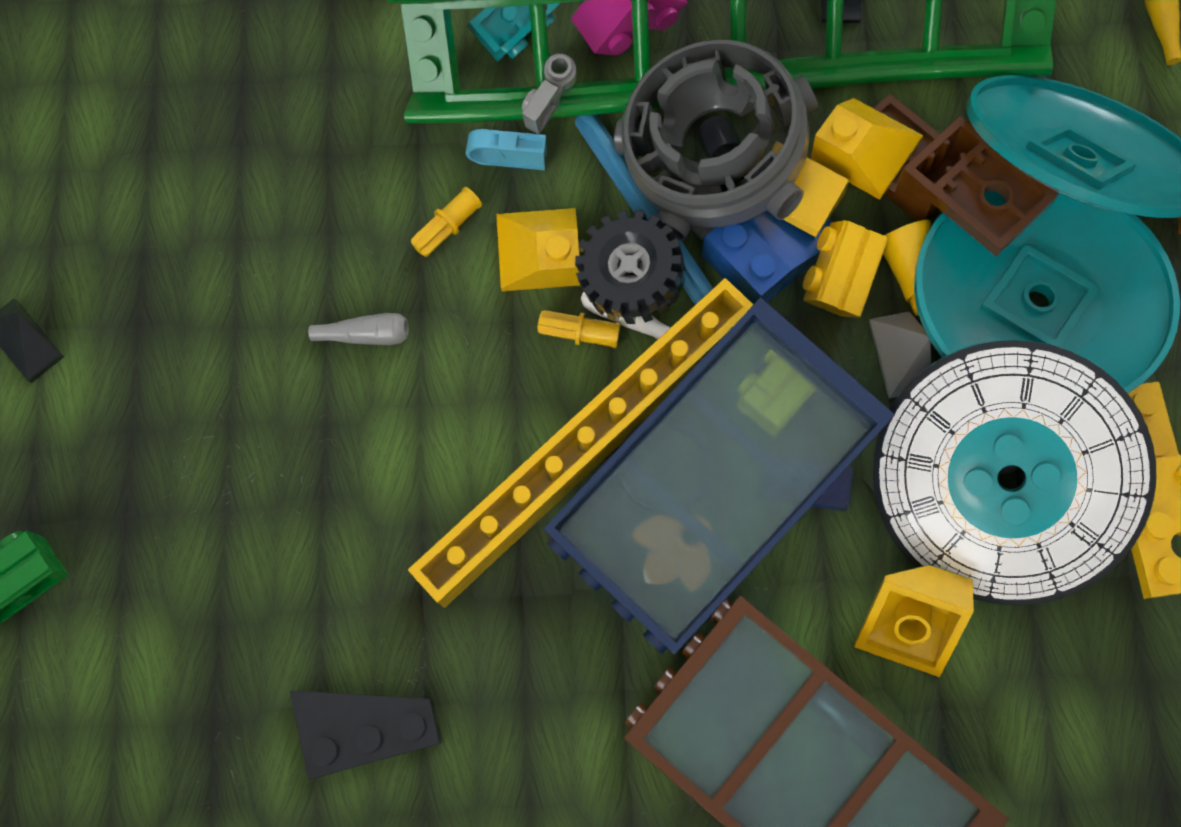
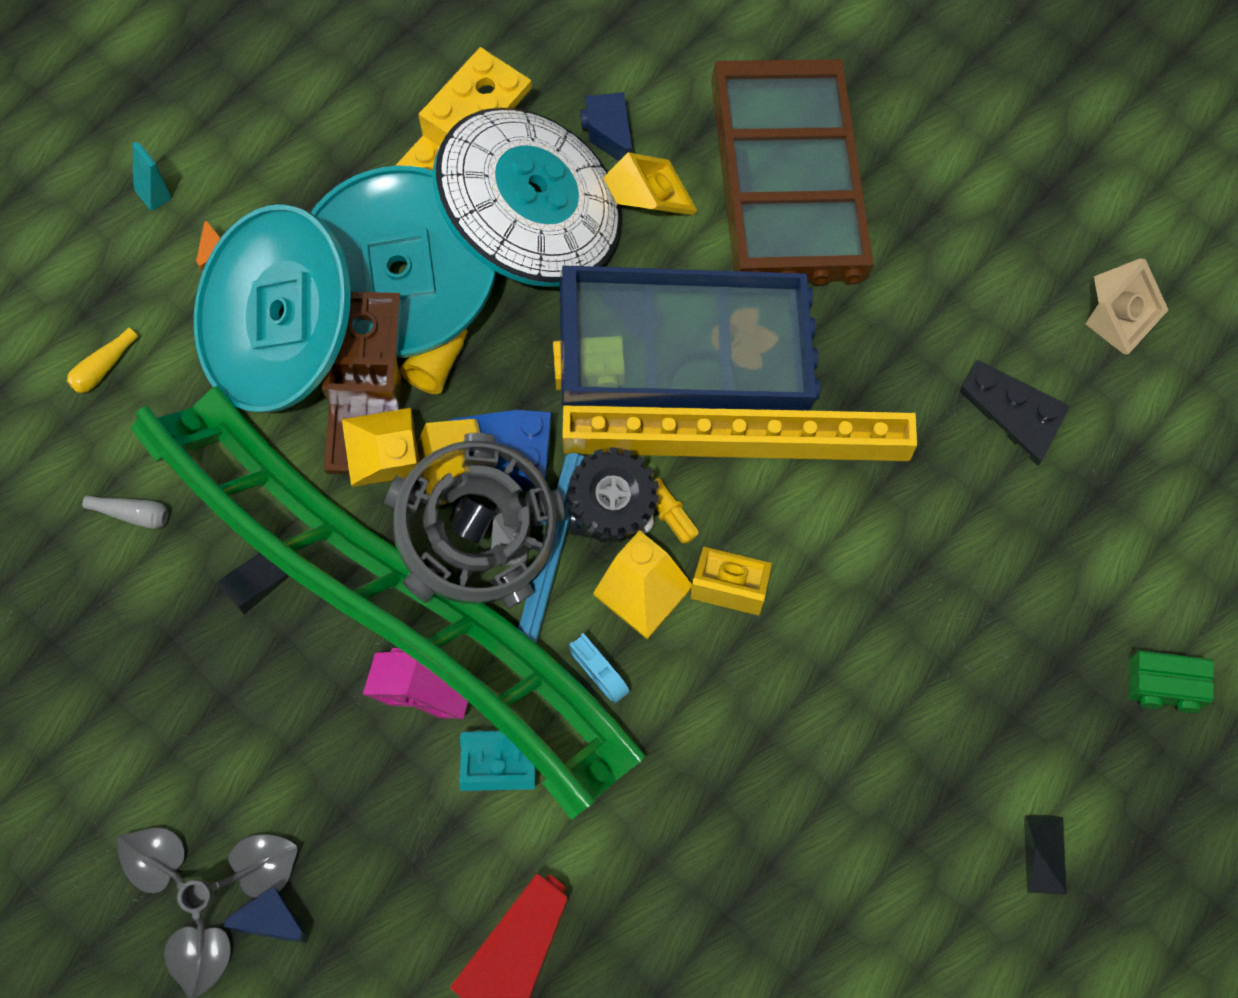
camera: 140 degrees left, 5 degrees down
(366, 330) = (799, 630): light grey piece -> none
(446, 222) = (686, 660): yellow axle -> none
(470, 314) = (731, 581): none -> yellow slope
(542, 103) = (556, 655): light grey plate -> none
(844, 268) = (482, 387): yellow brick -> none
(901, 349) = (497, 325): light grey slope -> none
(1034, 650) = (607, 123): none -> dark blue slope

